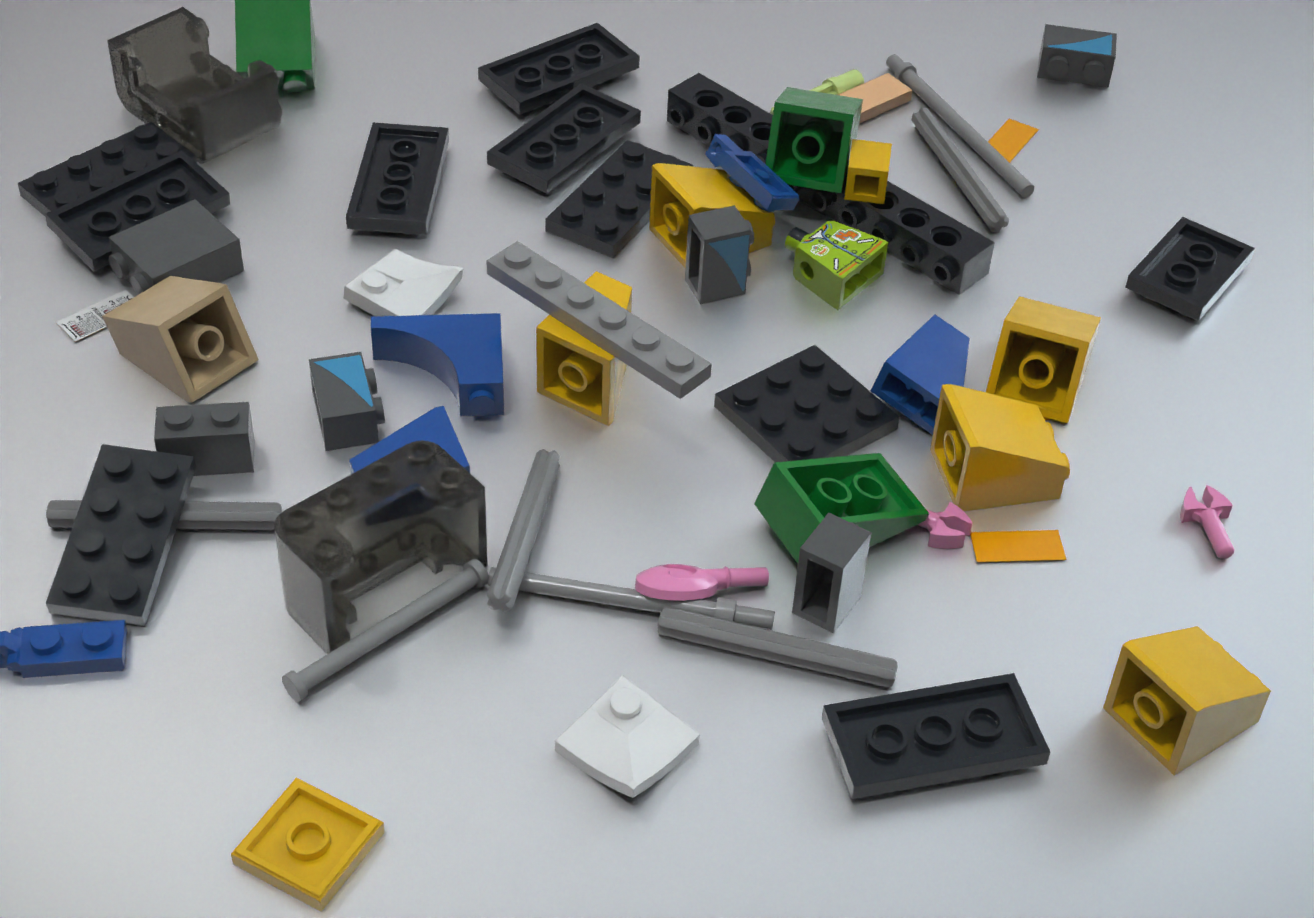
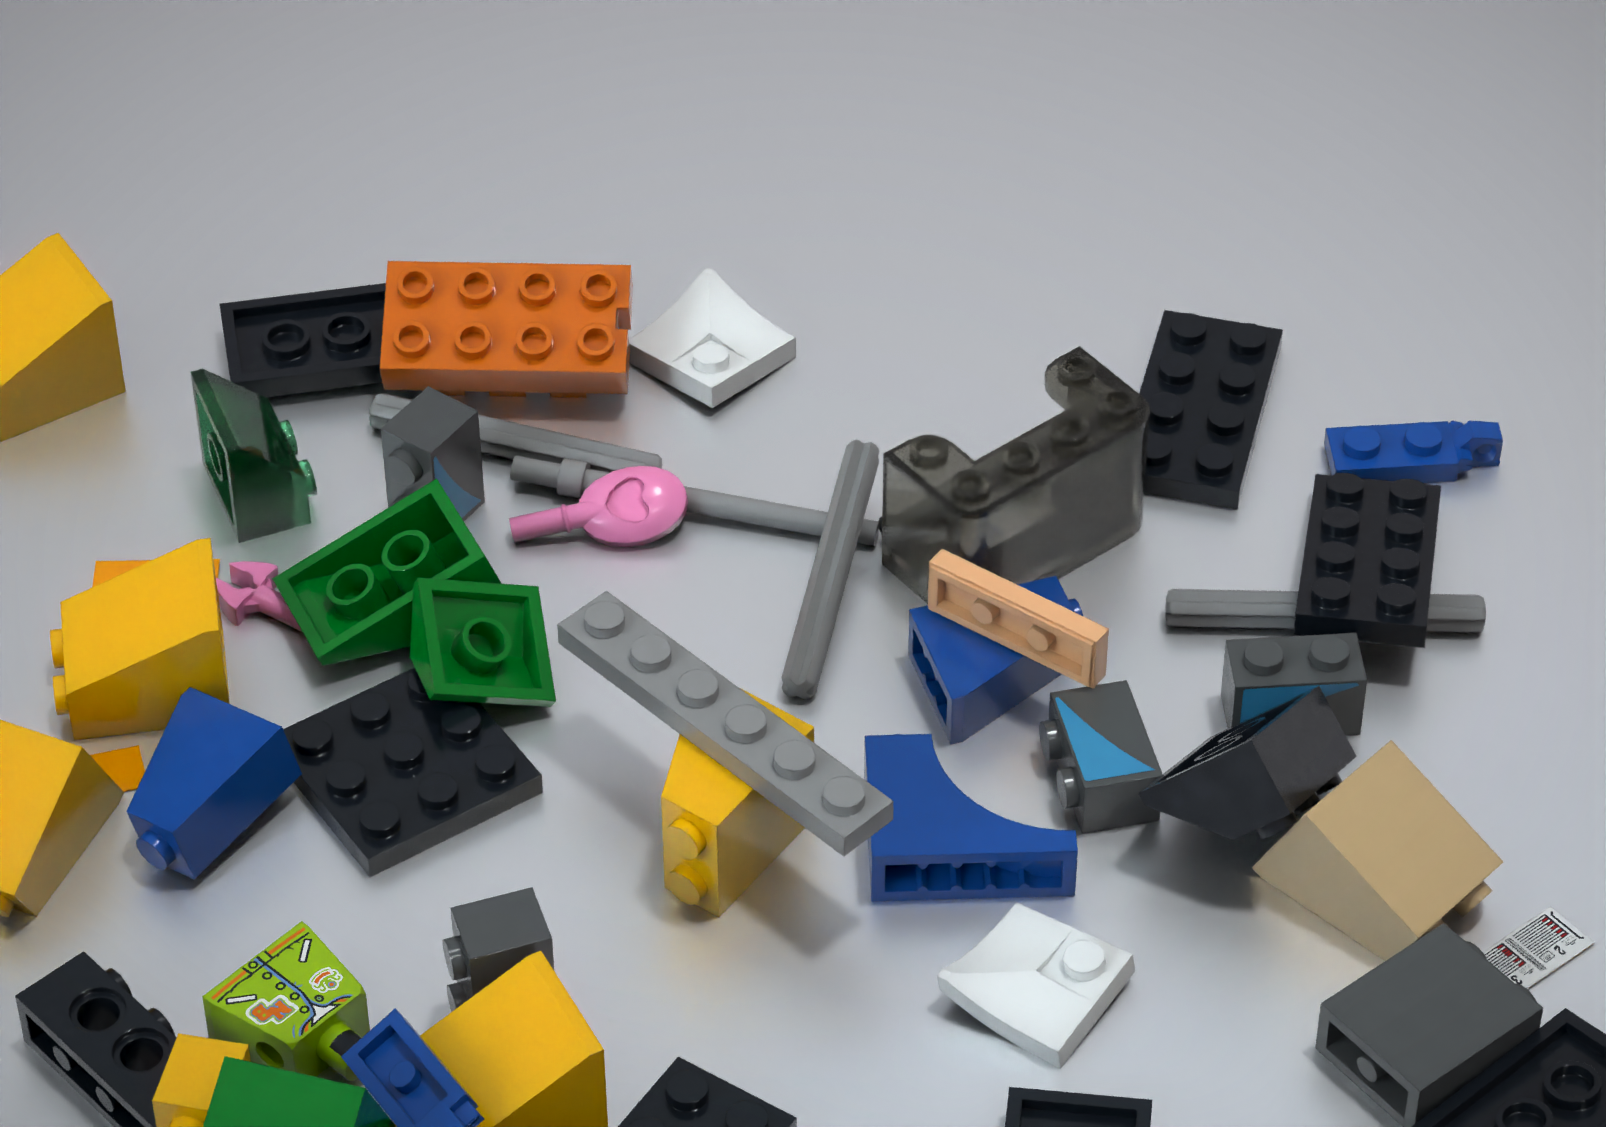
camera: 175 degrees left, 0 degrees up
(217, 693) = (1206, 405): none -> black plate
(253, 352) = (1257, 770): none -> black slope
(308, 844) = (1067, 263): yellow tile -> none
(386, 420) = (1017, 618): none -> light nougat tile
(755, 449) = (480, 642): none -> green slope
(798, 704) = (507, 328): none -> orange piece
(977, 590) = (251, 458): none -> clear green slope

